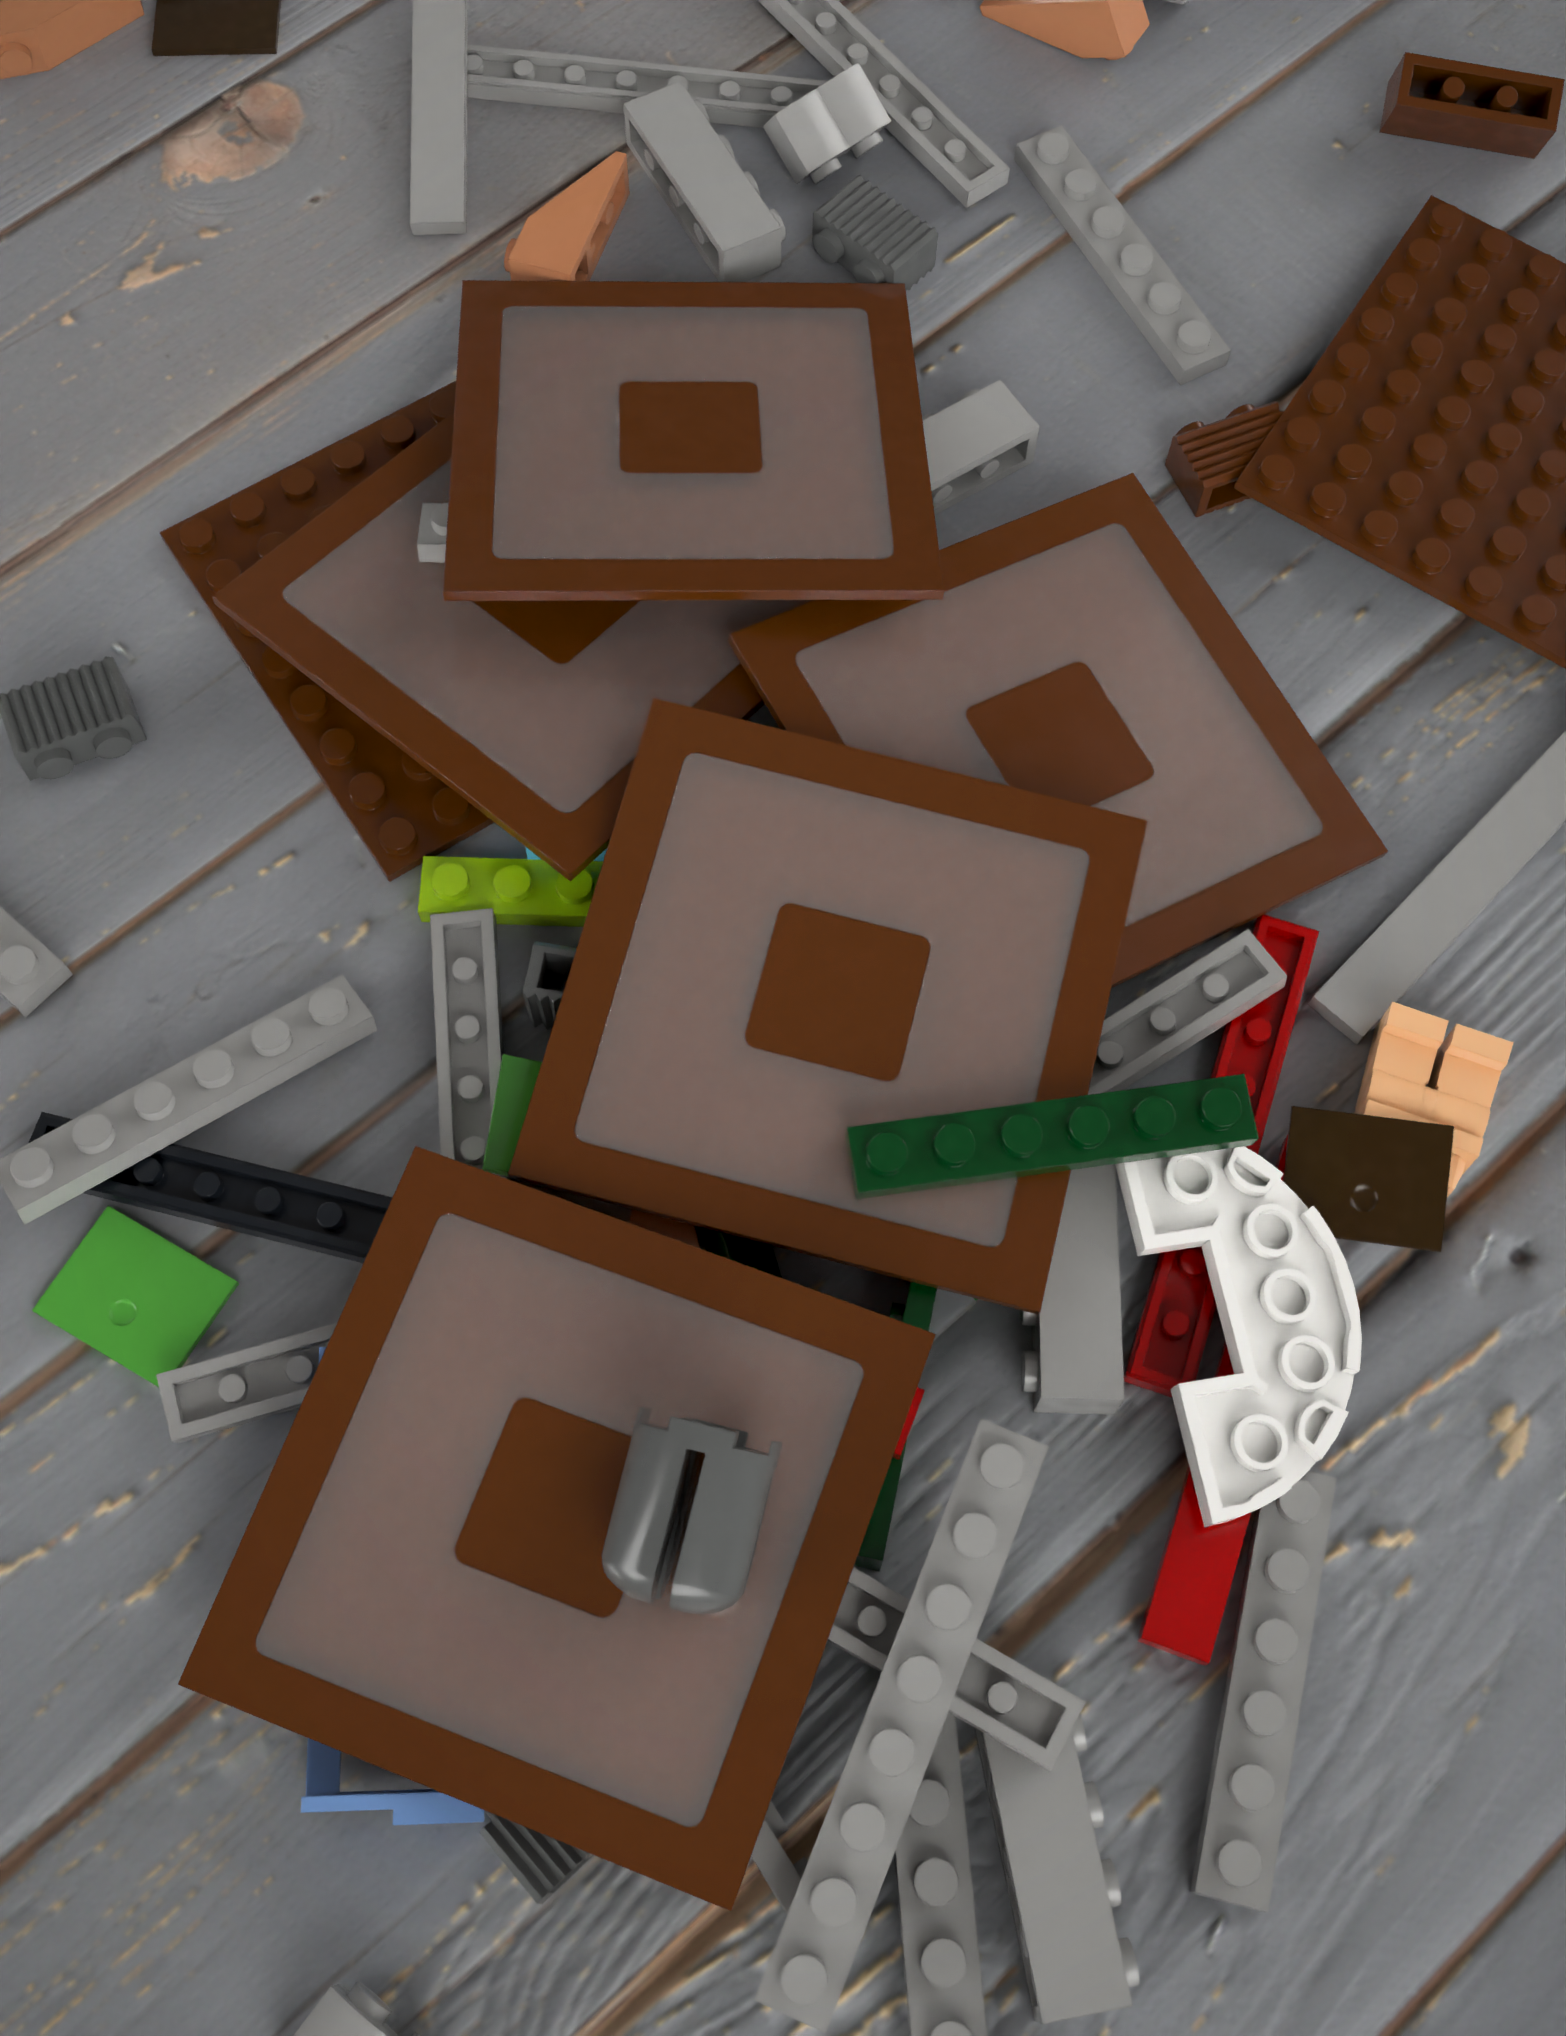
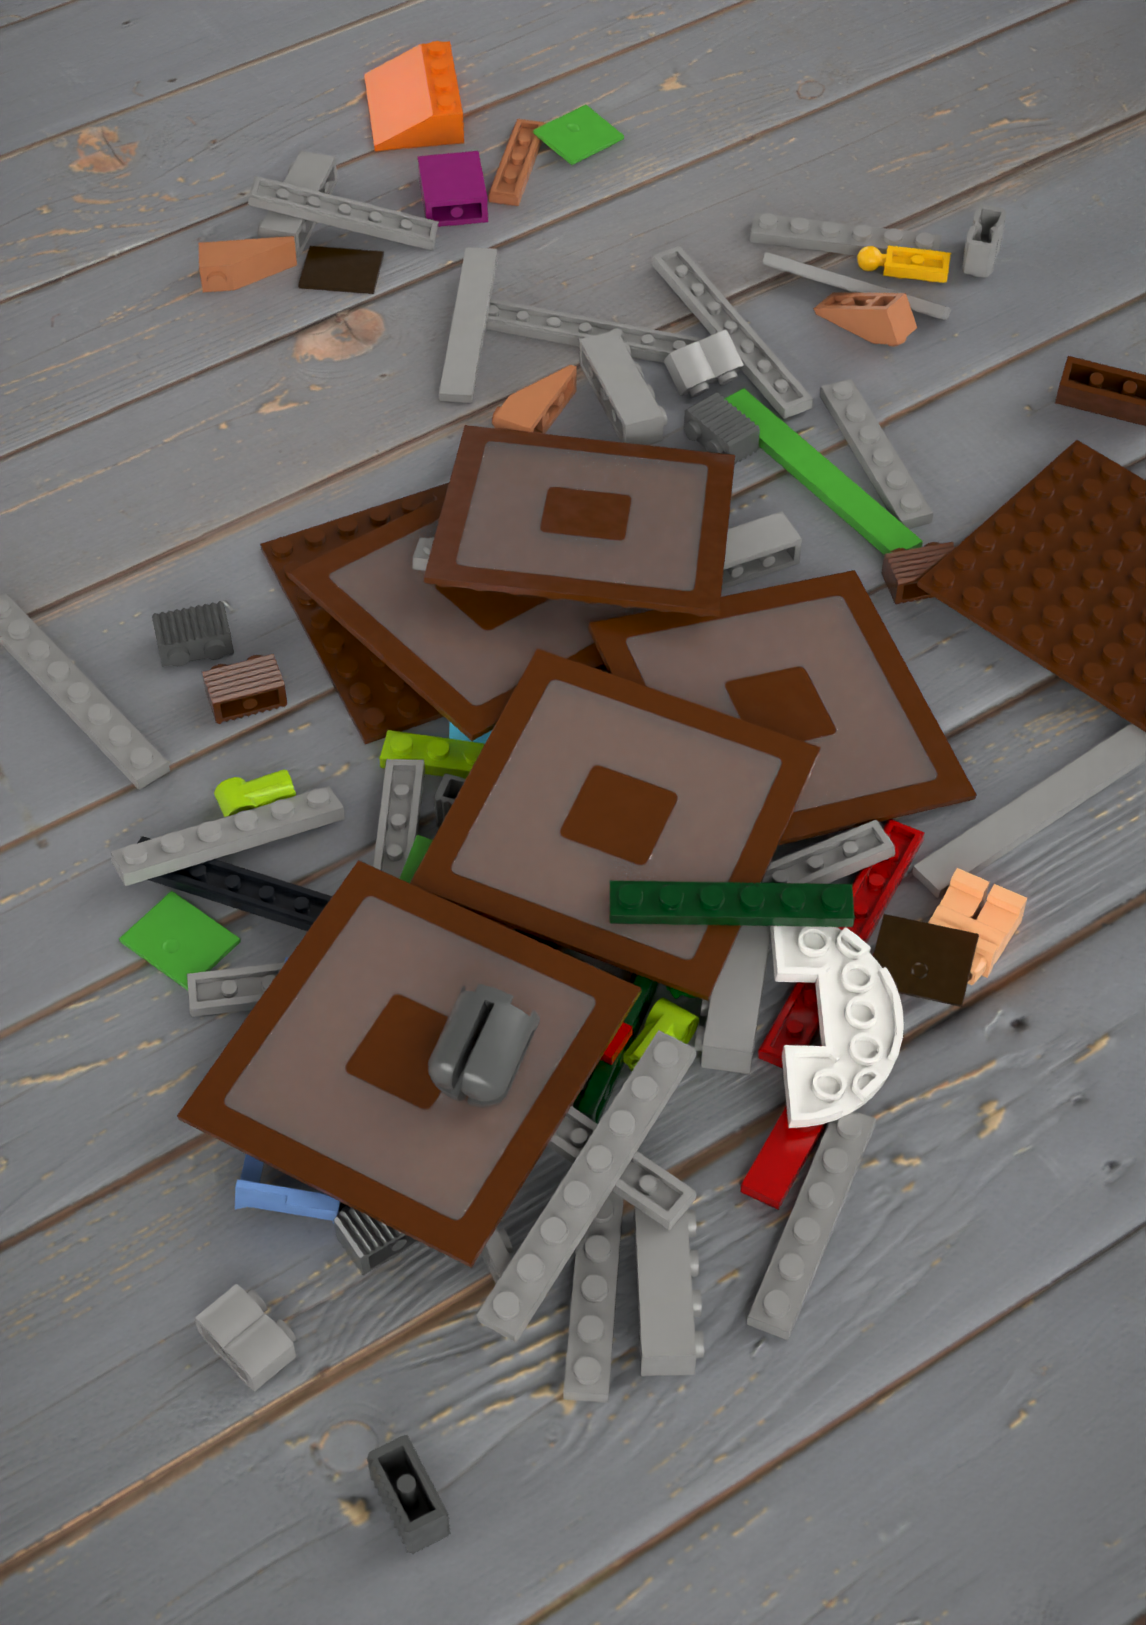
camera: 10 degrees right, 15 degrees down
(172, 808) = (244, 688): none -> reddish brown brick
(200, 1017) = (237, 795): none -> lime piece
(968, 1367) = (666, 1018): none -> lime piece
(1052, 309) = (825, 479): none -> bright green tile

